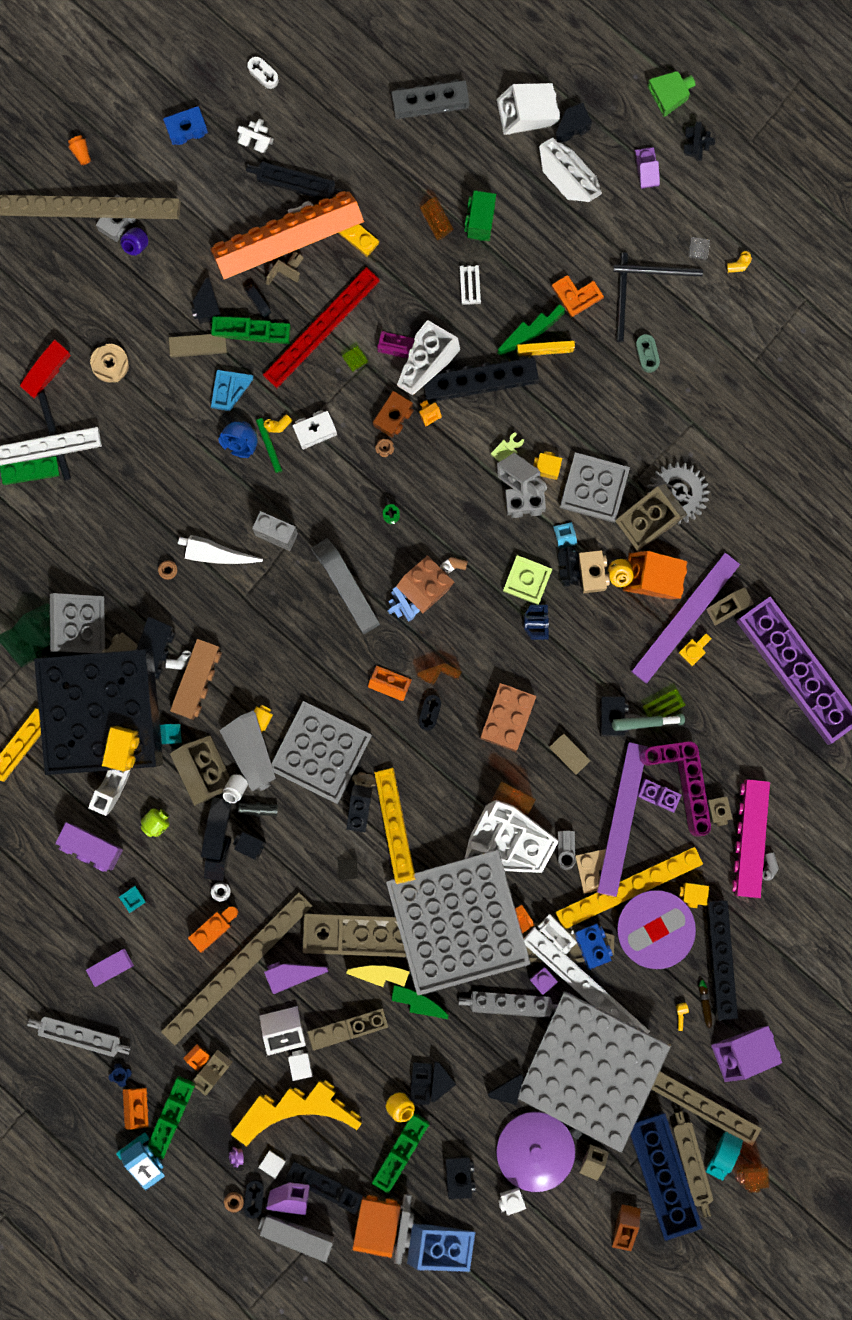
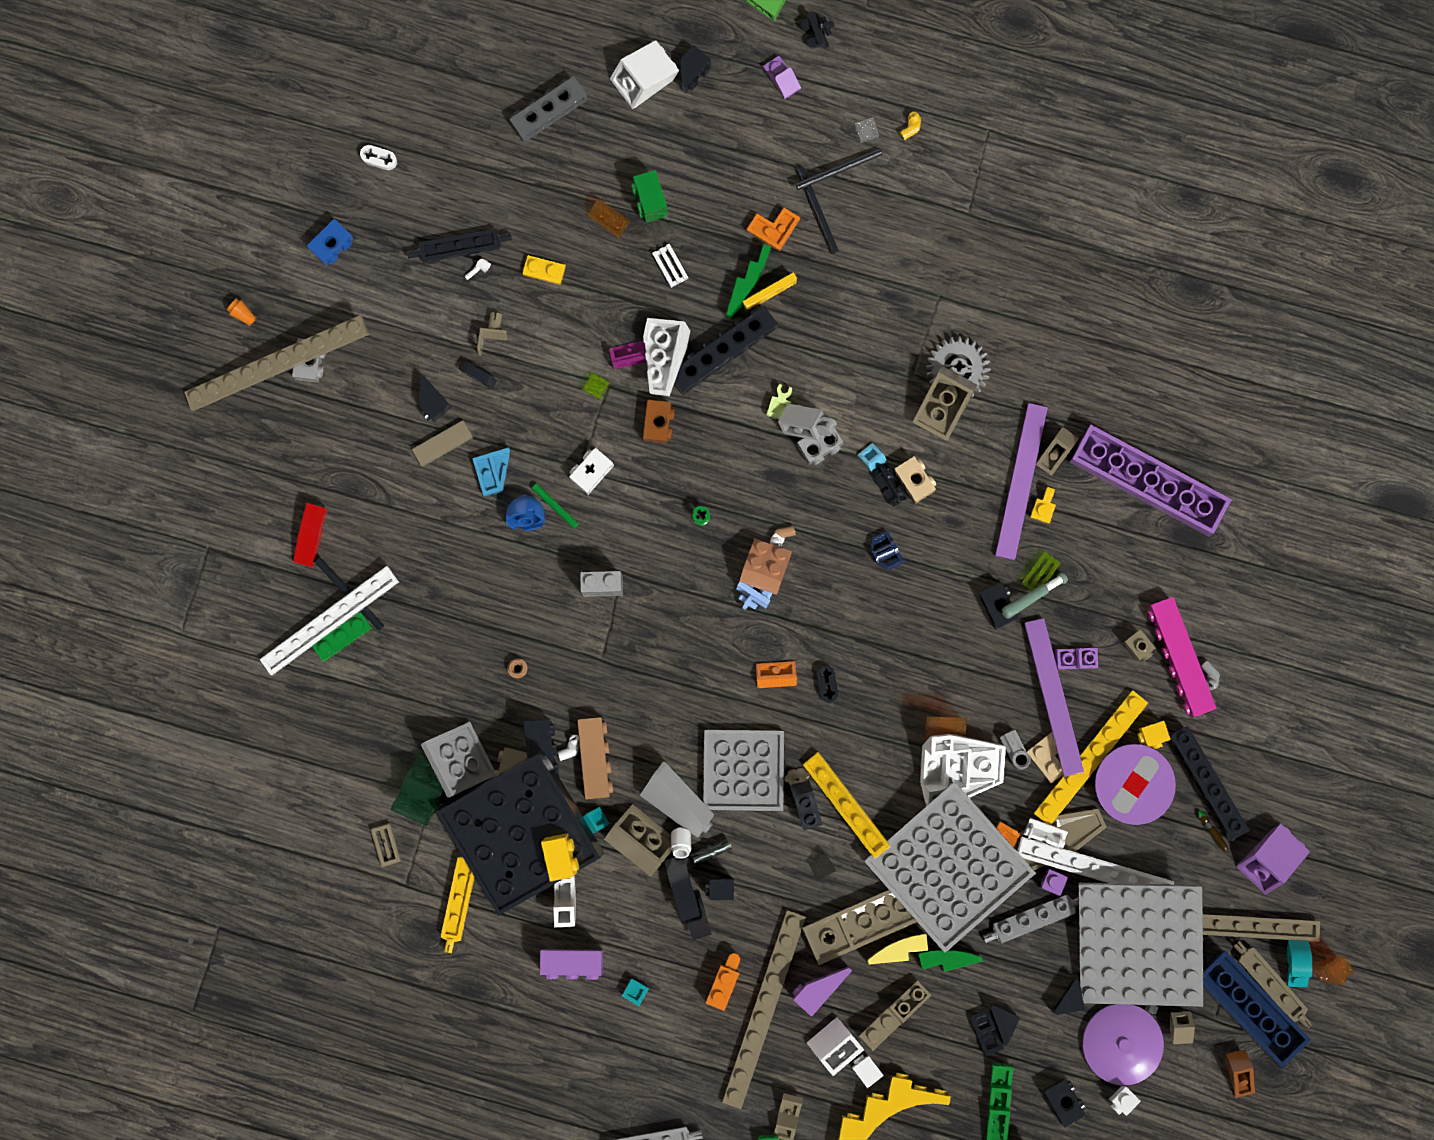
camera: 20 degrees left, 0 degrees up
(108, 352) = (360, 508): tan plate -> none
(109, 967) = (645, 1066): medium lavender slope -> none
(134, 241) = (335, 374): dark purple head -> none
(155, 822) = (621, 910): lime head -> none
(197, 1057) = (767, 1110): orange plate -> none
(208, 551) = (548, 632): white piece -> none
(225, 896) = (709, 950): white plate -> none
(251, 330) = (485, 406): green slope -> none
(262, 140) = (391, 223): white hips -> none
(263, 716) = (674, 761): yellow brick -> none
(277, 426) = (554, 484): yellow arm -> none
(286, 234) = (476, 300): brick -> none
(321, 328) = (550, 372): red tile -> none
(345, 585) = (692, 602): beam -> none
(384, 442) = (664, 461): medium nougat plate -> none
(400, 1107) = (978, 1064): yellow head -> none
(429, 413) = (690, 404): light orange tile -> none
(432, 674) = (811, 649): clear orange slope -> none
(508, 717) = (902, 653): nougat brick -> none
(527, 580) = (858, 516): yellowish green plate -> none
(548, 465) = (825, 399): yellow brick -> none
(568, 172) = (711, 116): white wedge -> none
(569, 754) = (975, 660): dark tan slope -> none
(593, 946) = (1084, 828): blue brick -> none
(595, 487) = (878, 400): light grey plate -> none
(620, 573) = (941, 468): yellow head -> none
(647, 354) = (868, 251): sand green plate -> none
(657, 575) = (974, 455): orange slope -> none
(681, 1008) = (1193, 846): yellow hand -> none
(687, 780) = (1096, 633): magenta beam -> none

